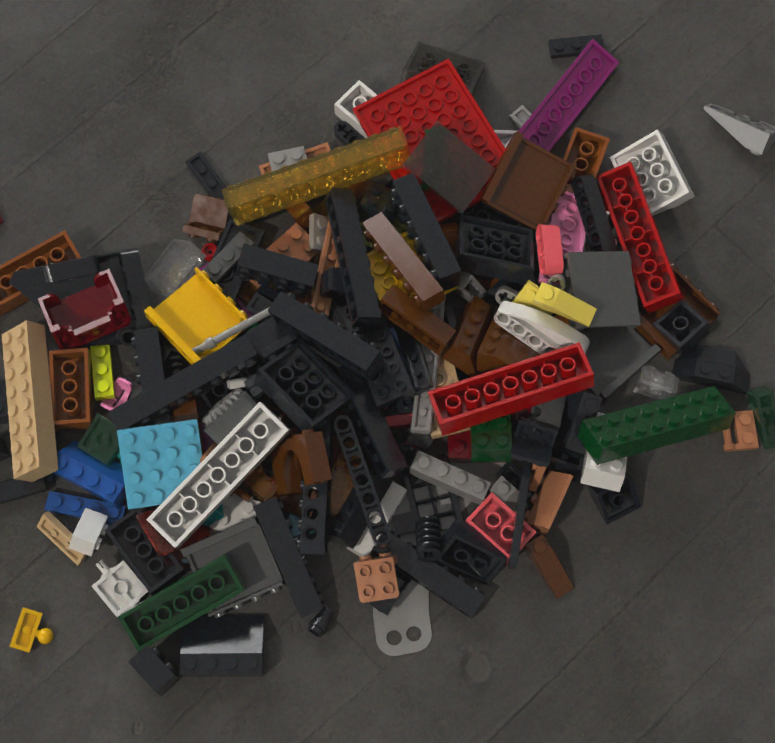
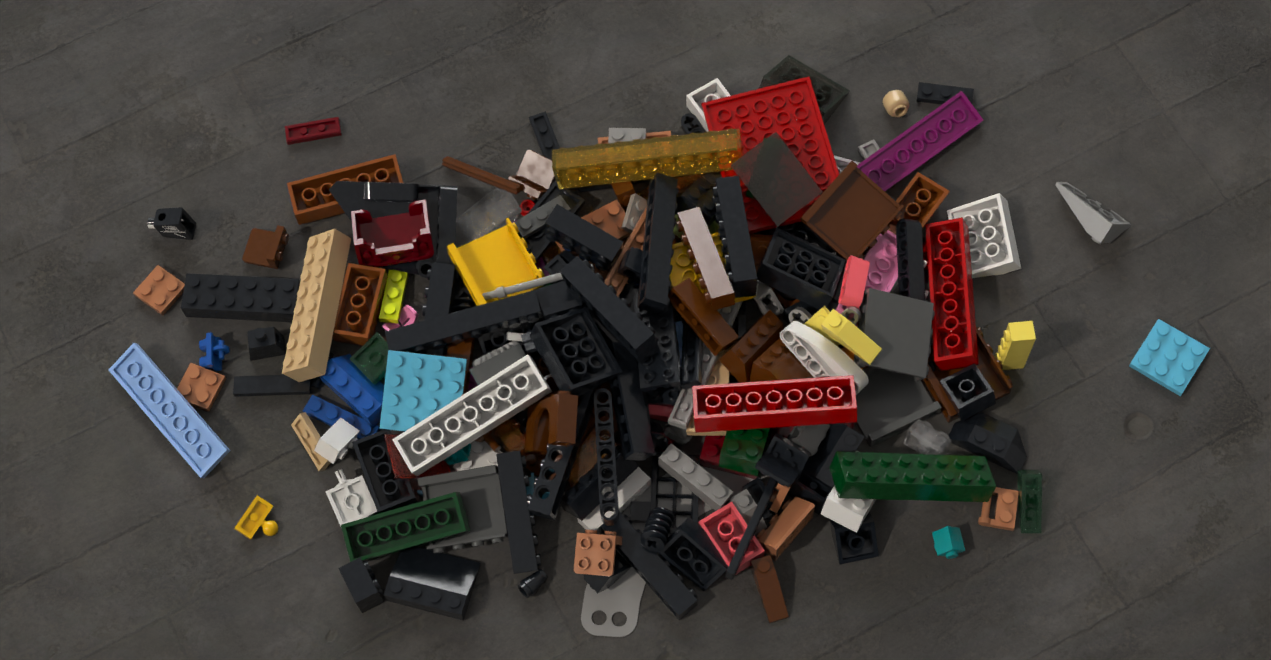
camera: 20 degrees right, 5 degrees down
(155, 230) = (481, 175): none -> reddish brown axle
(533, 65) = (896, 103): none -> tan head
(703, 477) = (948, 542): none -> teal brick
(716, 272) = (1016, 345): none -> light yellow brick

